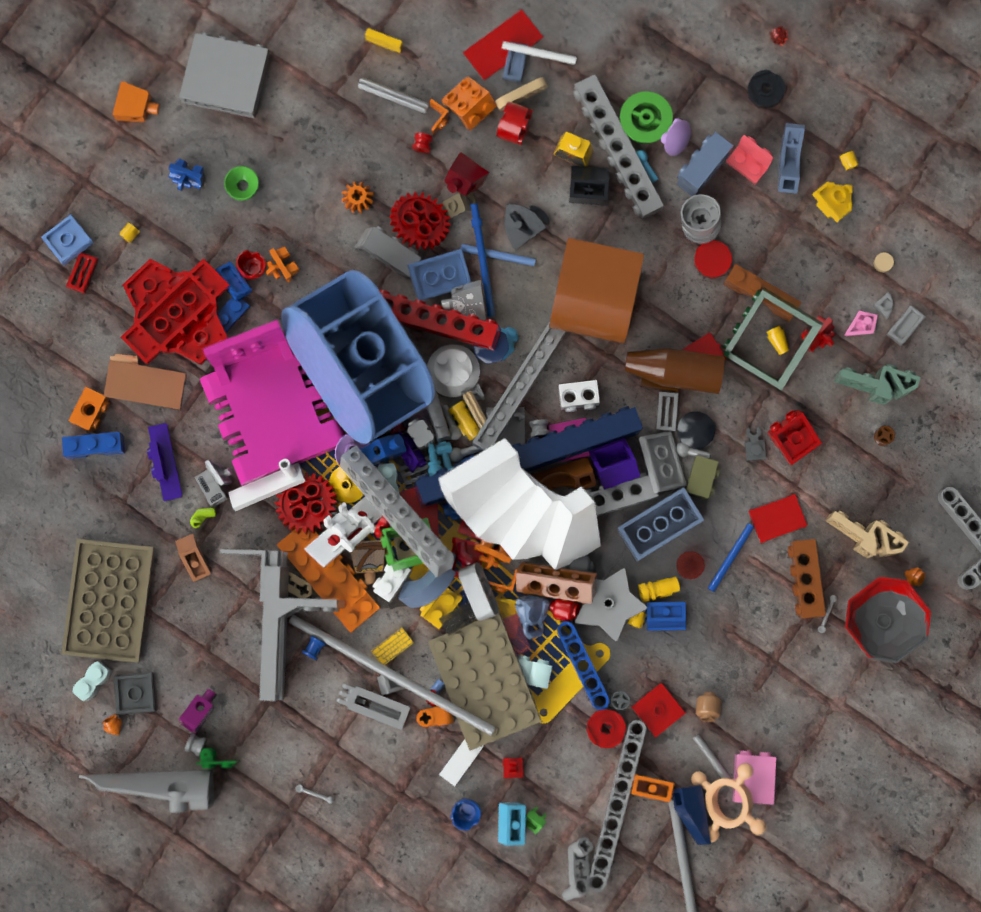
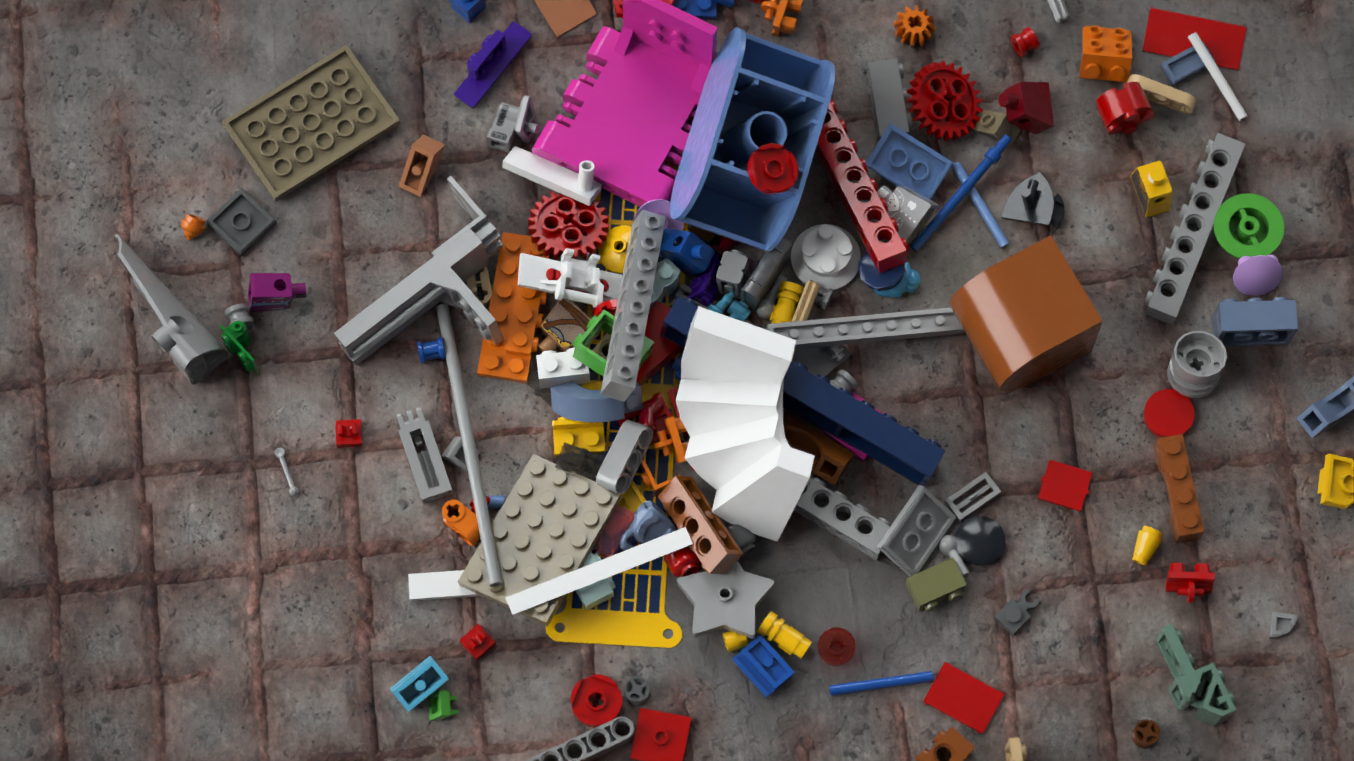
camera: 50 degrees right, 10 degrees down
(89, 685) = (225, 170): light aqua brick -> none
(200, 515) = (470, 139): lime arm -> none
(322, 738) = (348, 433): none -> red tile
(392, 646) = (498, 425): yellow tile -> none
(395, 364) = (772, 169): none -> red tile
(441, 123) = (1063, 42): orange bracket -> none
(465, 814) = (390, 631): blue hair -> none
(536, 665) = (599, 570): none -> white sticker
(578, 389) = (915, 391): white brick -> none
(583, 675) = (644, 612): blue beam -> none
(589, 185) = (1129, 231): black slope -> none
(614, 463) = (871, 483): dark purple piece -> none
(643, 158) = (1206, 260): medium azure bar -> none
(660, 524) = (850, 581): sand blue brick -> none
(677, 369) = (1021, 464): reddish brown piece -> none
(748, 314) = (1150, 572): window -> none
(750, 159) = (1303, 365): coral bracket -> none
(794, 436) = (1061, 642): red plate -> none
(863, 324) = (1240, 617): bright pink piece -> none
(883, 262) = (1324, 586): tan tile -> none
(906, 325) = (1280, 663): light grey tile -> none

